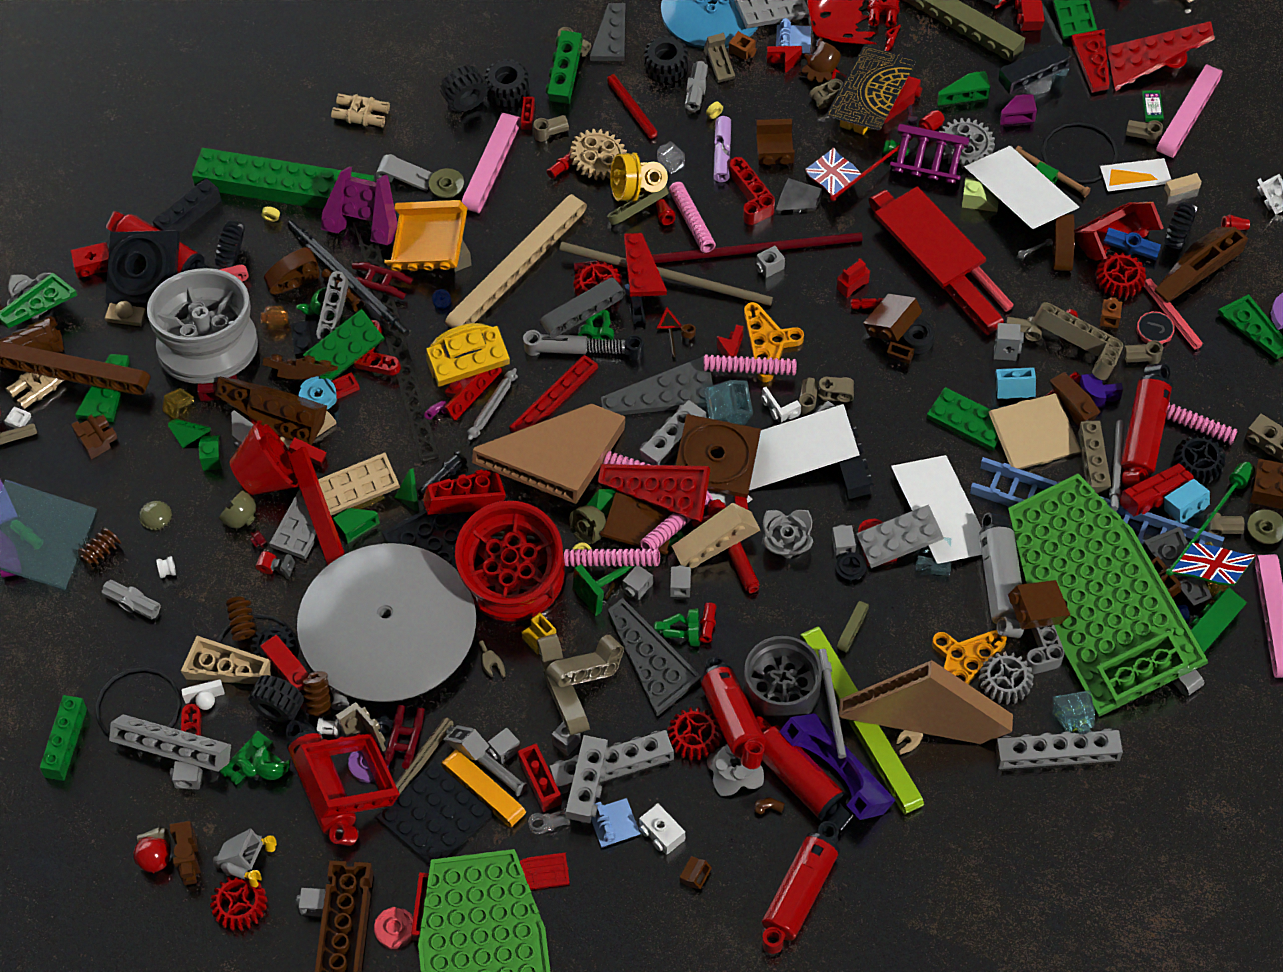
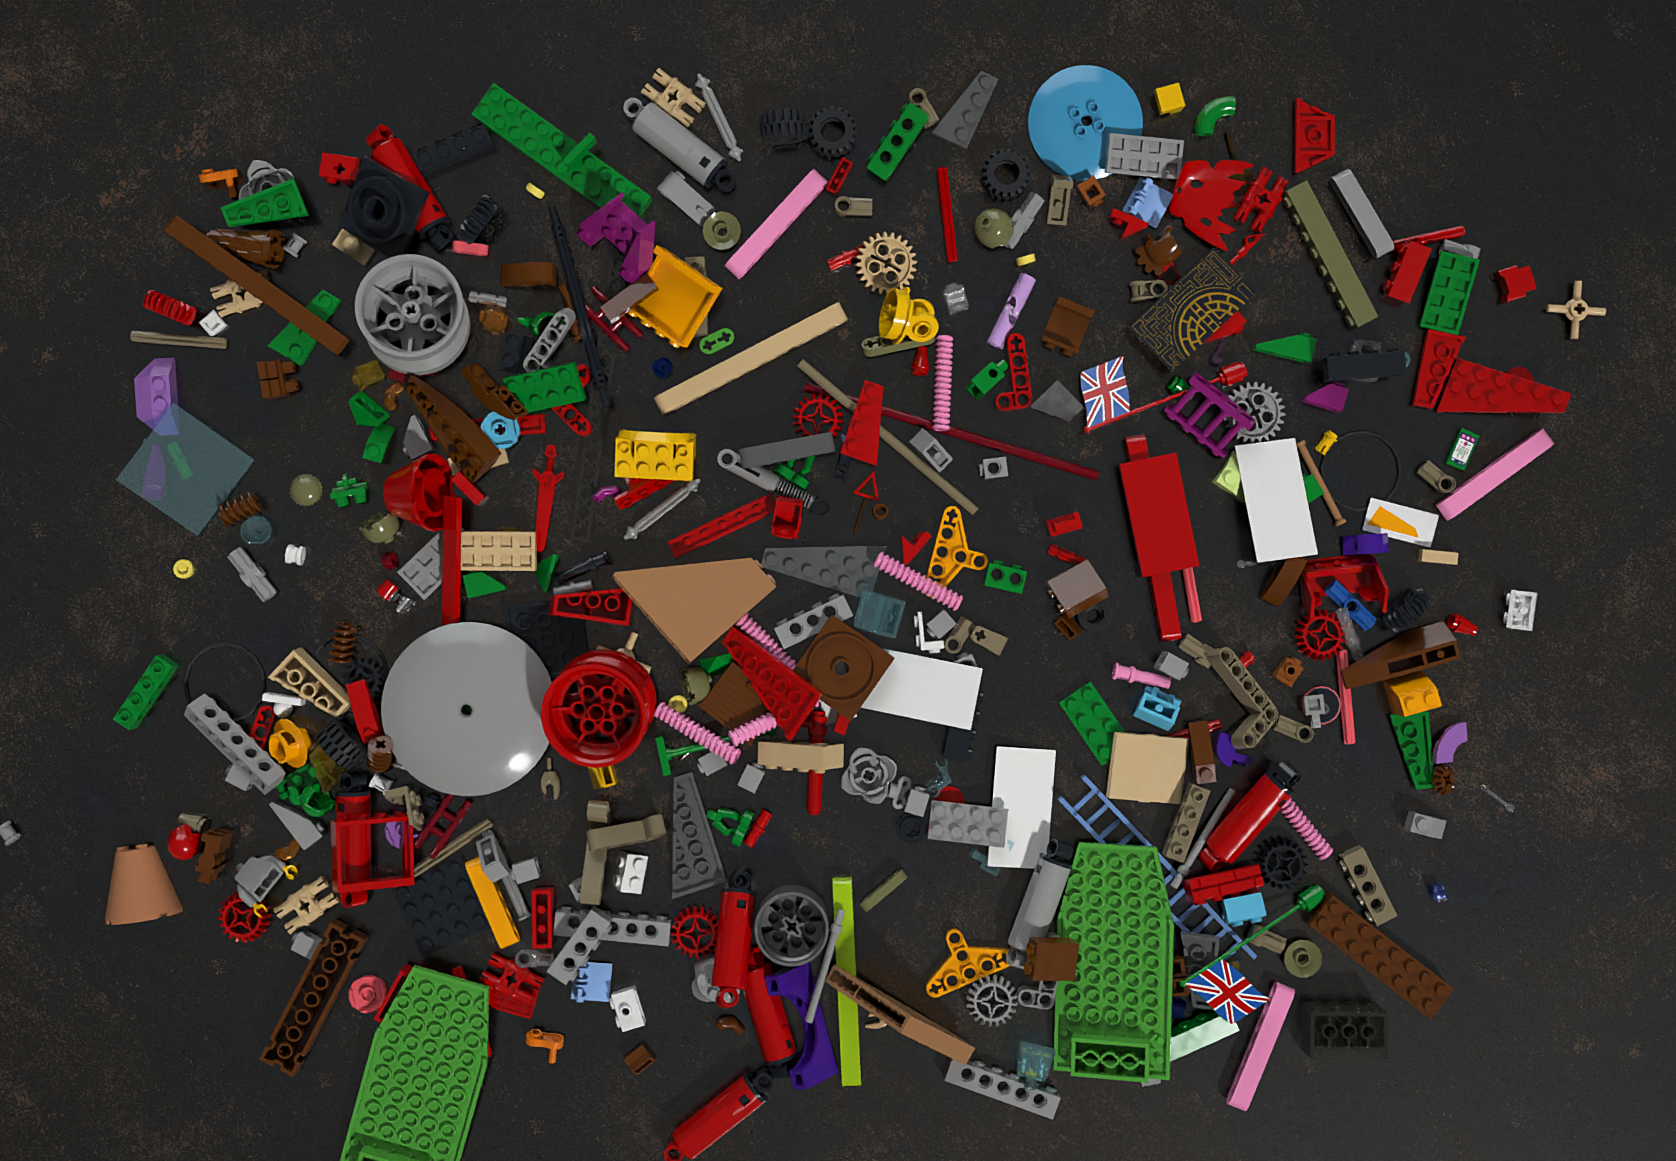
camera: 20 degrees right, 30 degrees up
(62, 623) = (183, 568): none -> light yellow tile
(71, 329) = (294, 244): none -> light grey bush
(117, 919) = (140, 887): none -> nougat cone
(121, 559) = (256, 530): none -> clear light blue hair
(190, 501) = (349, 488): none -> green hips
(204, 411) = (389, 396): none -> clear orange arm
(225, 720) = (289, 743): none -> light orange helmet
(259, 307) = (488, 299): none -> light grey axle
(261, 794) = (302, 826): none -> light grey slope
(263, 825) = (288, 852): none -> clear orange arm
(269, 730) = (326, 769): none -> clear yellow slope
(298, 160) = (580, 150): none -> green tile
(300, 875) = (300, 898): none -> tan pin
(378, 425) = (547, 483): none -> red sword
(381, 135) = (679, 144): none -> light grey piece
(389, 252) = (629, 298): none -> reddish brown tile
(406, 110) = (718, 117): none -> light grey wheel
(479, 262) = (719, 345): none -> bright green beam
(541, 843) = (514, 990): none -> red pin
(582, 893) = (552, 1041): none -> orange piece
(604, 708) = (629, 872): none -> white bracket
(608, 364) = (787, 517): none -> red piece
(675, 95) = (993, 227): none -> olive cylinder
(707, 267) = (931, 450): none -> light grey slope
(728, 193) = (983, 382): none -> green torso
(788, 392) = (940, 624): none -> light grey brick
(822, 542) = (897, 792): none -> light grey piece
(825, 337) = (1004, 581): none -> green brick
(860, 513) = (946, 778): none -> clear light blue arm
(977, 366) = (1132, 674): none -> bright pink pin
(1039, 137) = (1326, 442): none -> yellow pin
(1116, 192) = (1365, 544): none -> dark purple brick
(1149, 266) = (1352, 639): none -> clear axle
(1149, 326) = (1314, 706): none -> light grey plate
(1226, 284) = (1411, 694): none -> light orange slope

